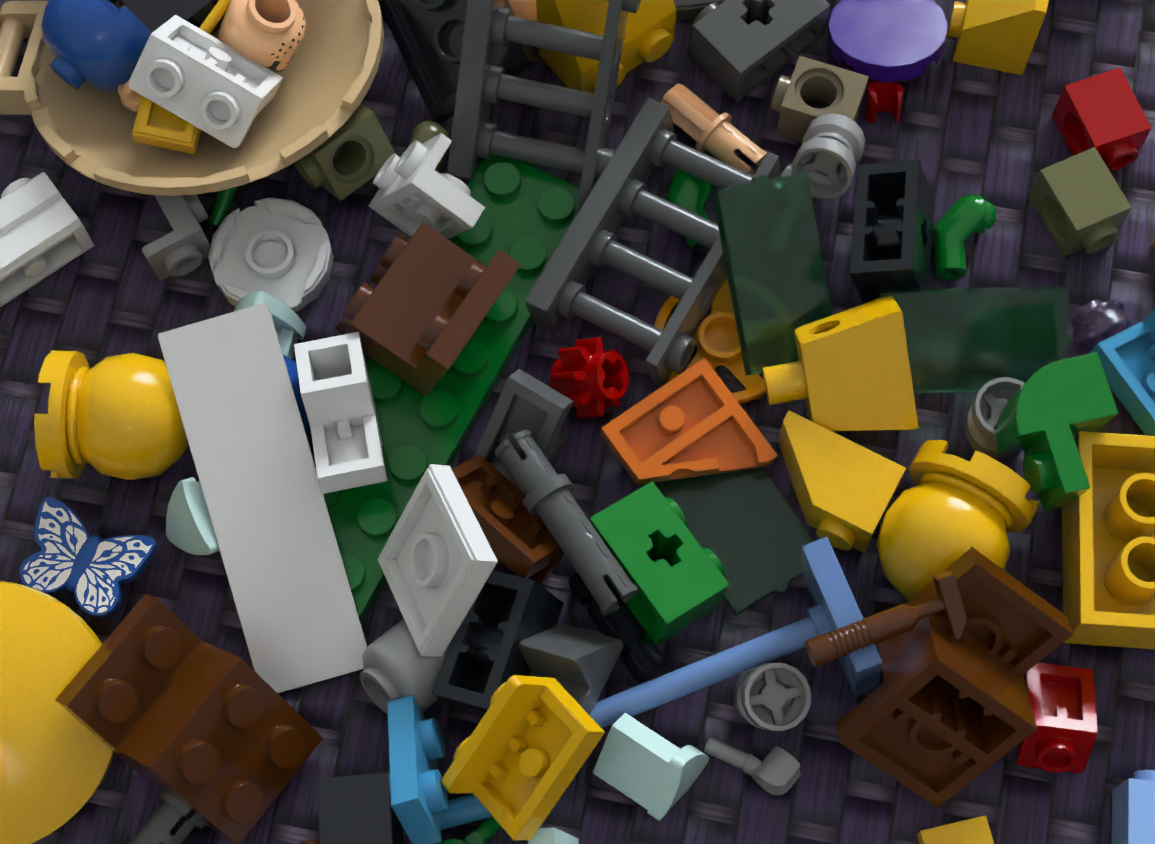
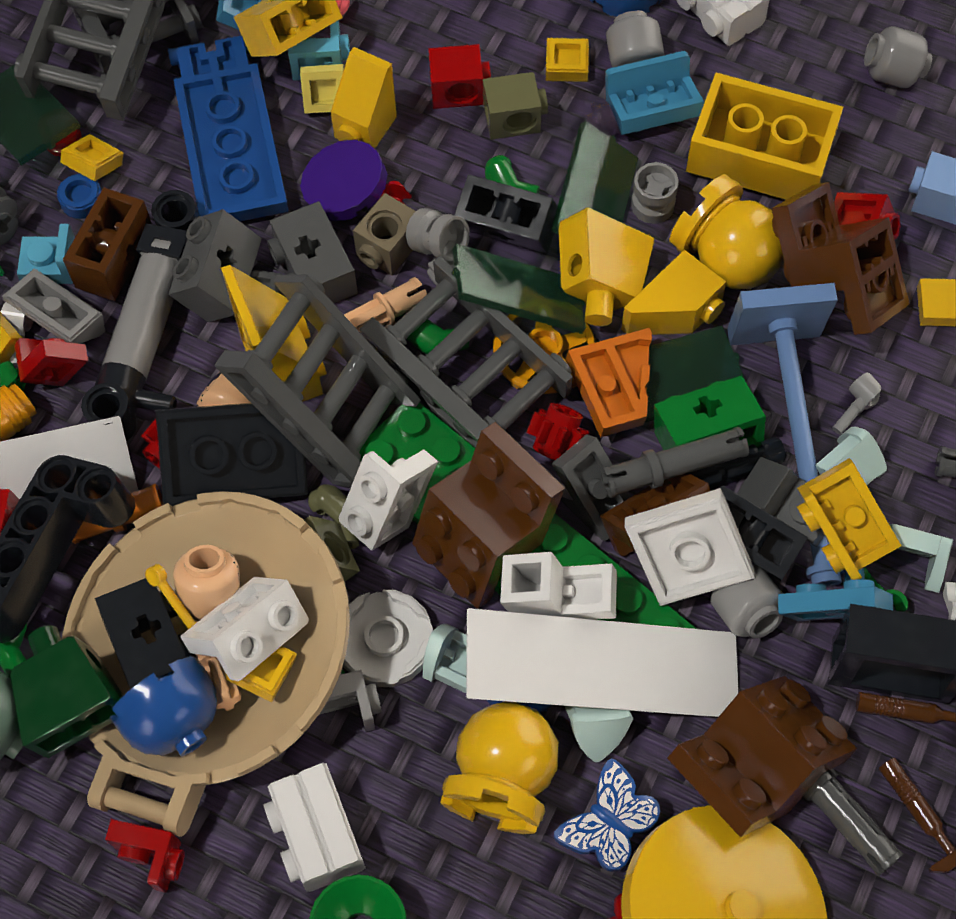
camera: 75 degrees left, 5 degrees down
(784, 693) = (823, 373): light grey wheel -> none
(890, 623) = (813, 268): reddish brown piece -> none
(1045, 419) = (678, 156): green brick -> none

